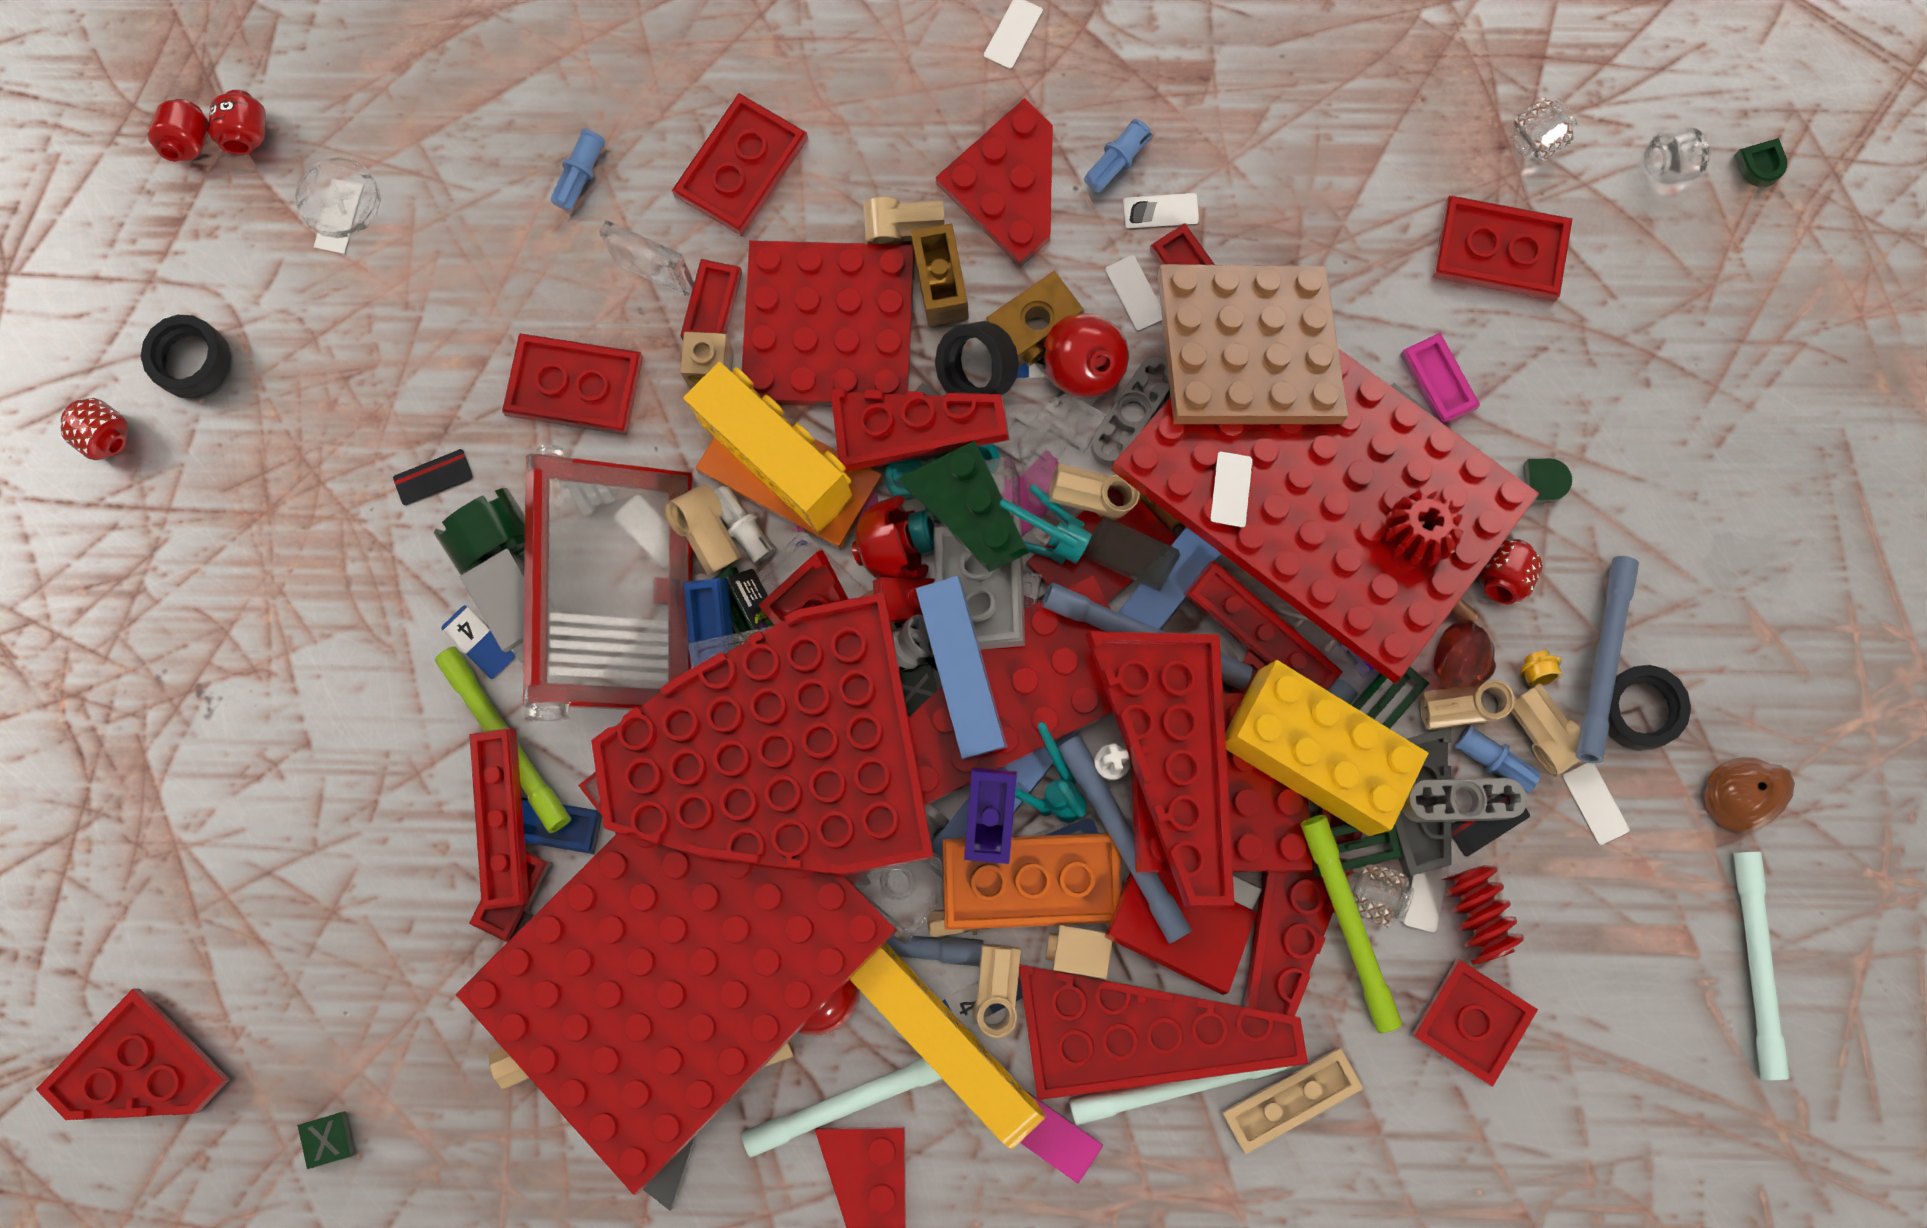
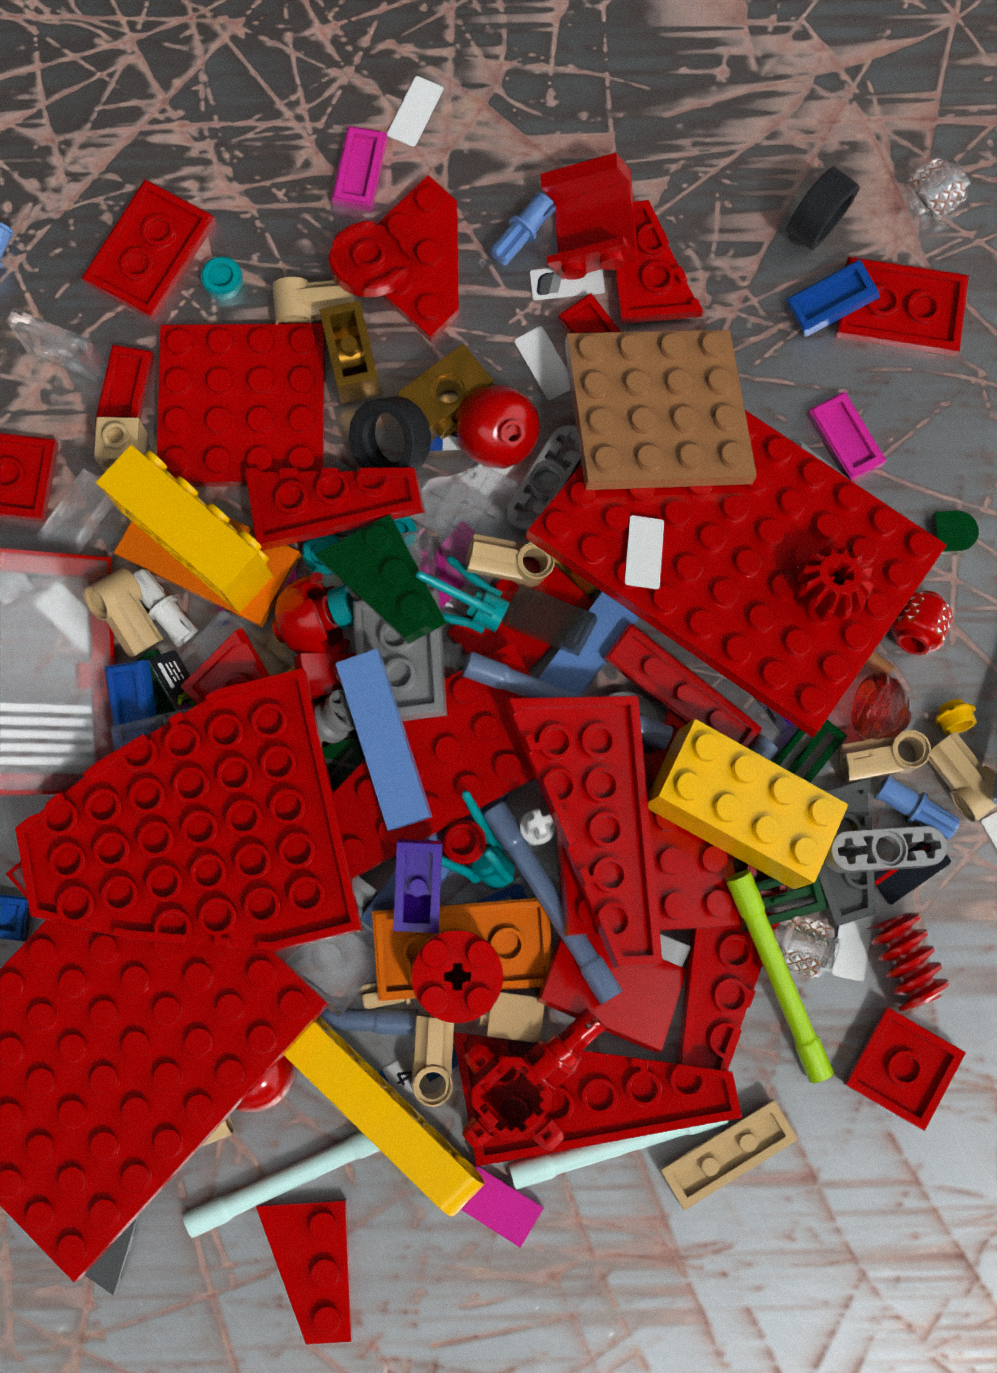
camera: 10 degrees left, 0 degrees up
(659, 429) = (76, 516): none -> clear tile
(812, 195) = (222, 278): none -> teal tile
(955, 89) = (359, 169): none -> dark pink tile
(963, 181) = (369, 259): none -> red tile
(1037, 773) = (464, 842): none -> red plate
(1043, 926) = (475, 994): none -> red brick
(1110, 1002) = (545, 1067): none -> red piece
(1189, 146) = (592, 216): none -> red panel
(1241, 202) = (655, 284): none -> red wing
(1425, 145) = (822, 208): none -> black tyre
(1432, 237) = (833, 298): none -> blue tile

